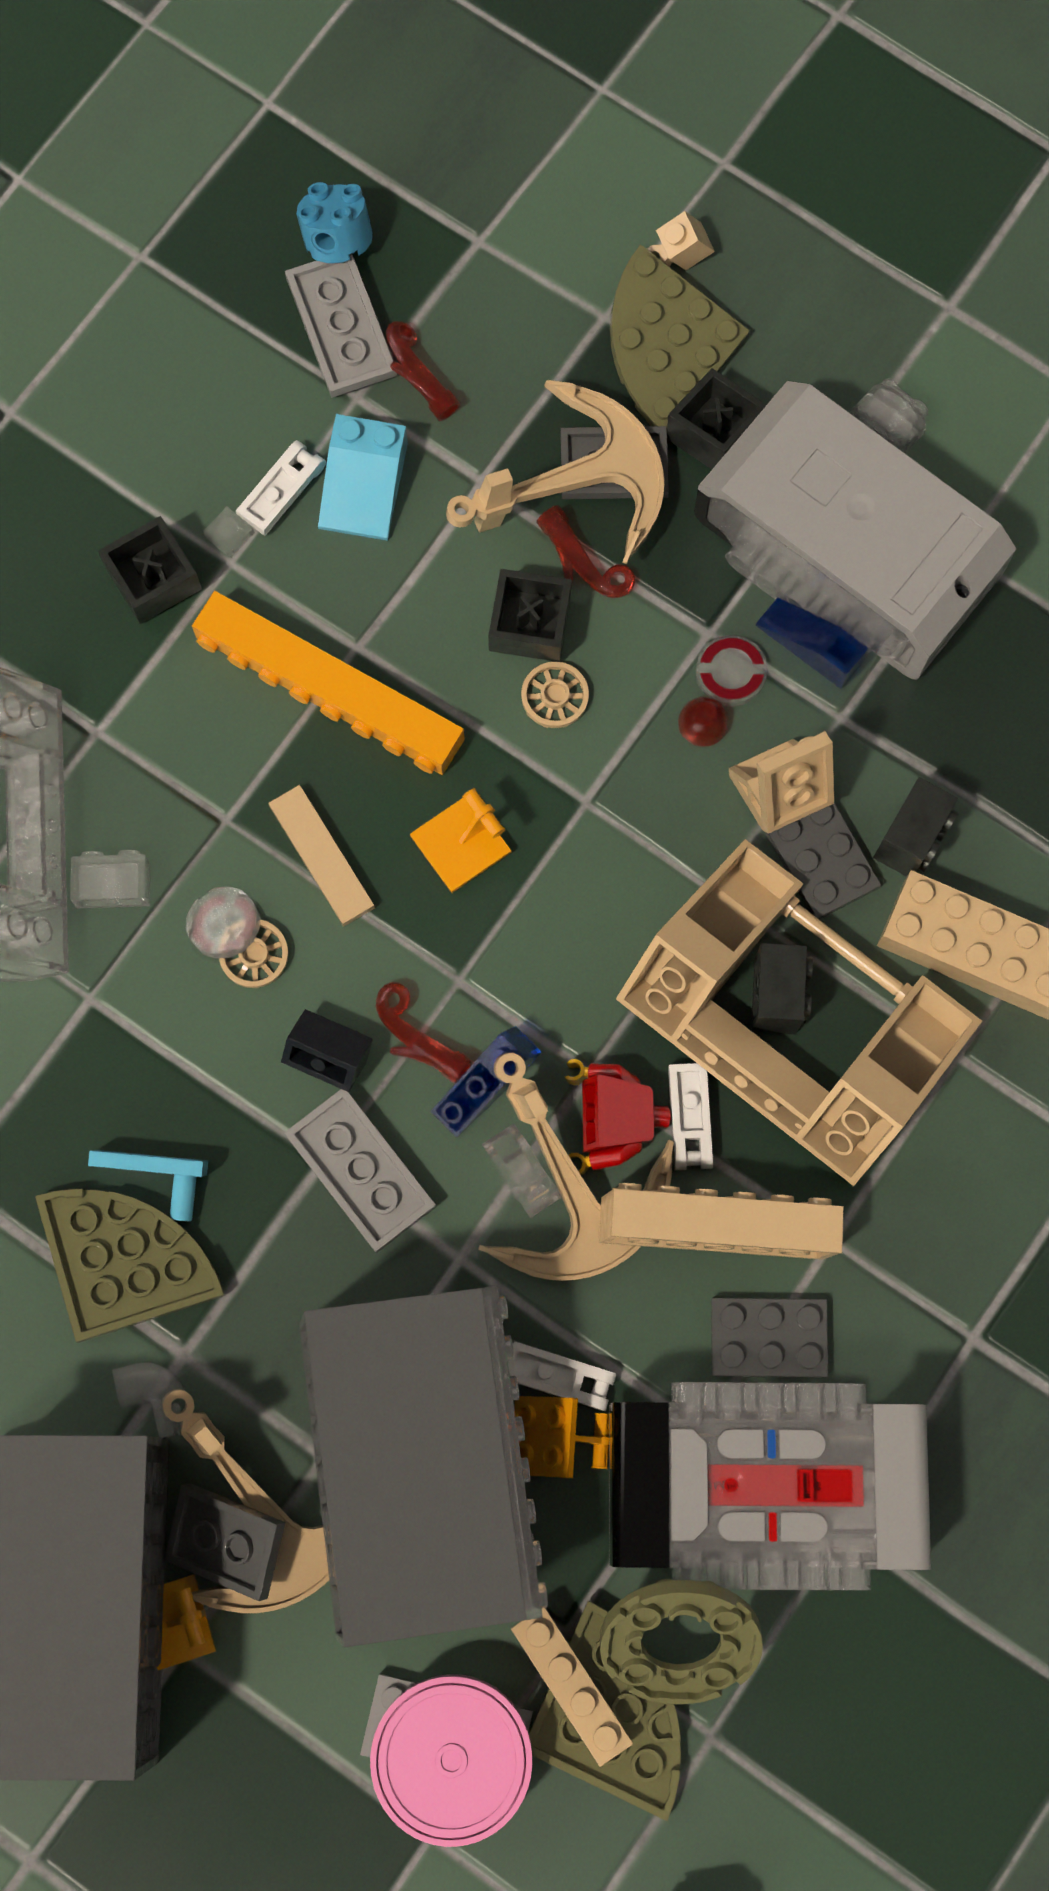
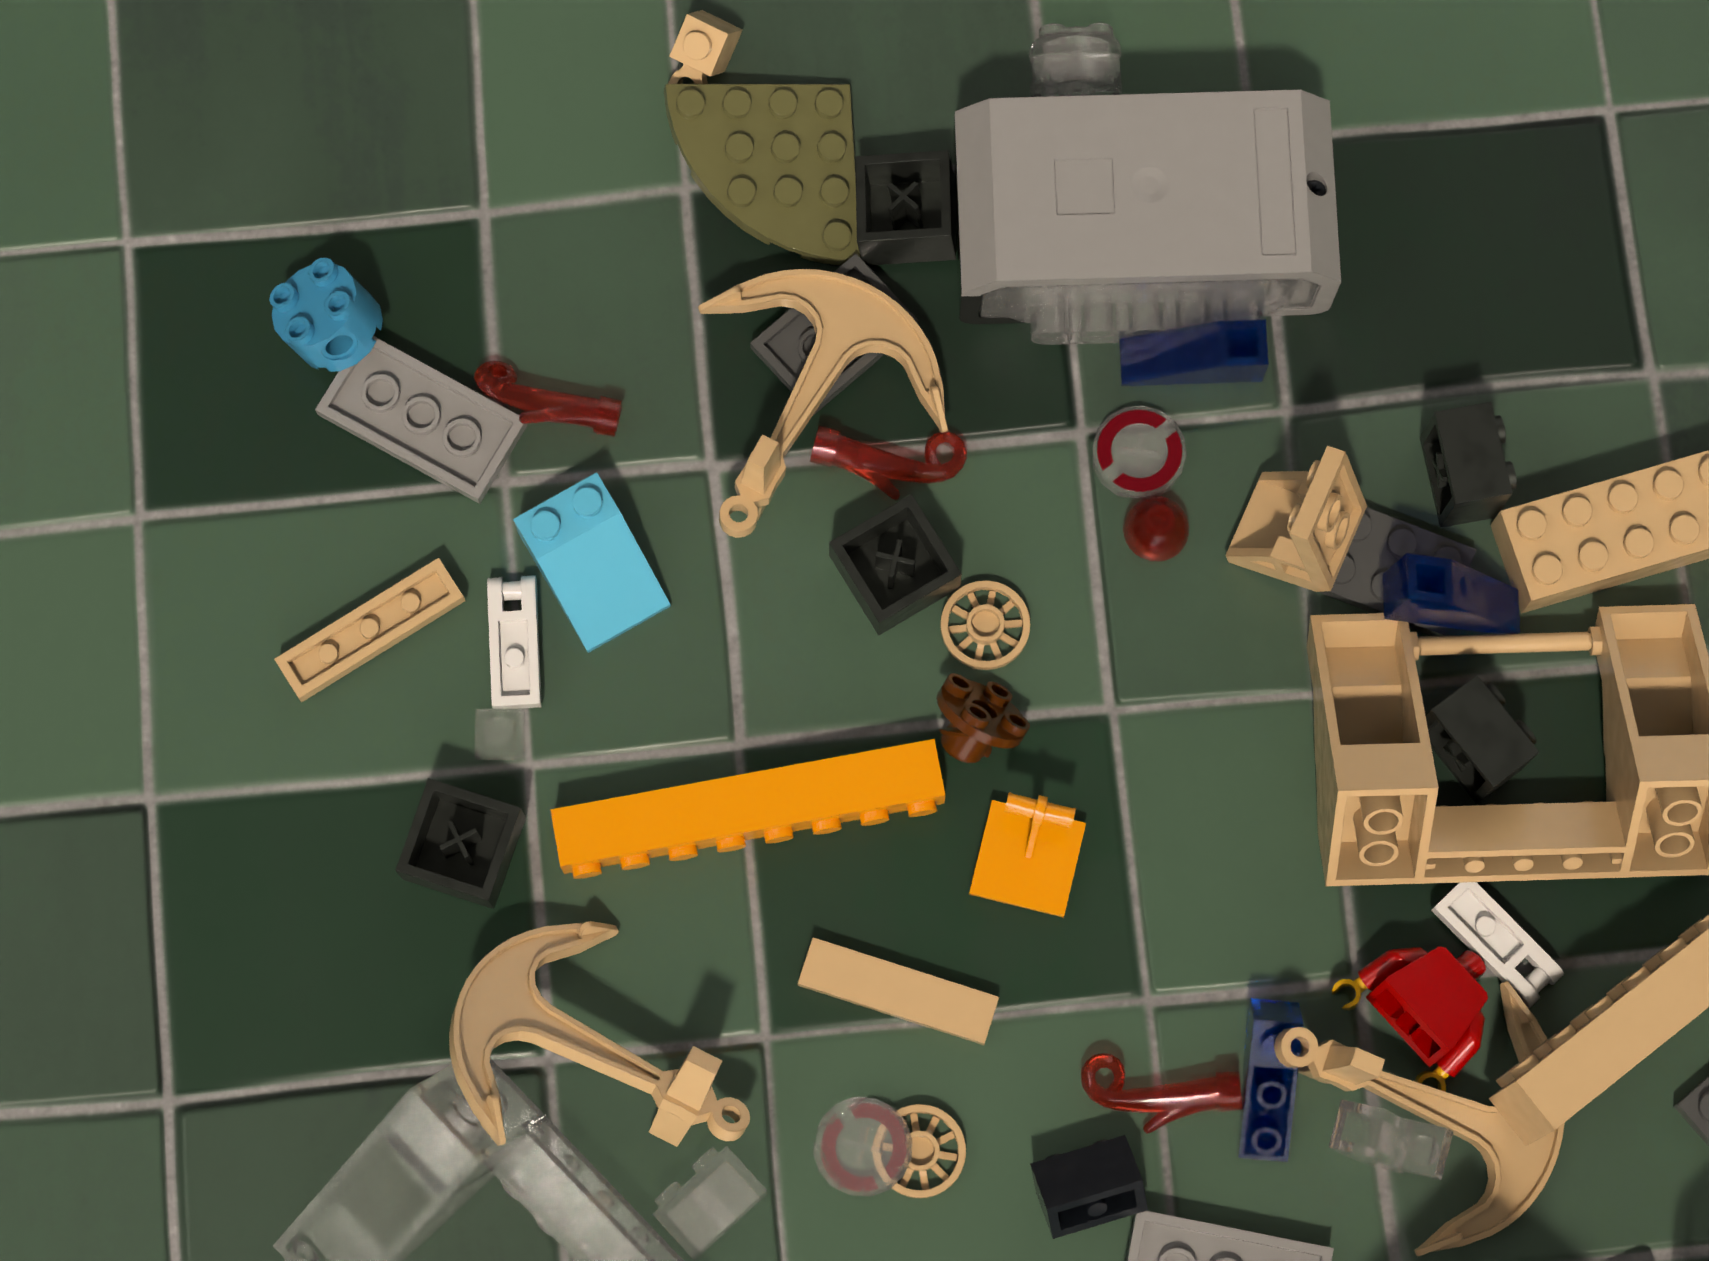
camera: 40 degrees left, 0 degrees up
(89, 670) = (506, 1006): none -> tan piece
(208, 416) = (369, 630): none -> tan plate
(500, 739) = (978, 718): none -> reddish brown plate
(836, 893) = (1449, 595): none -> clear blue slope

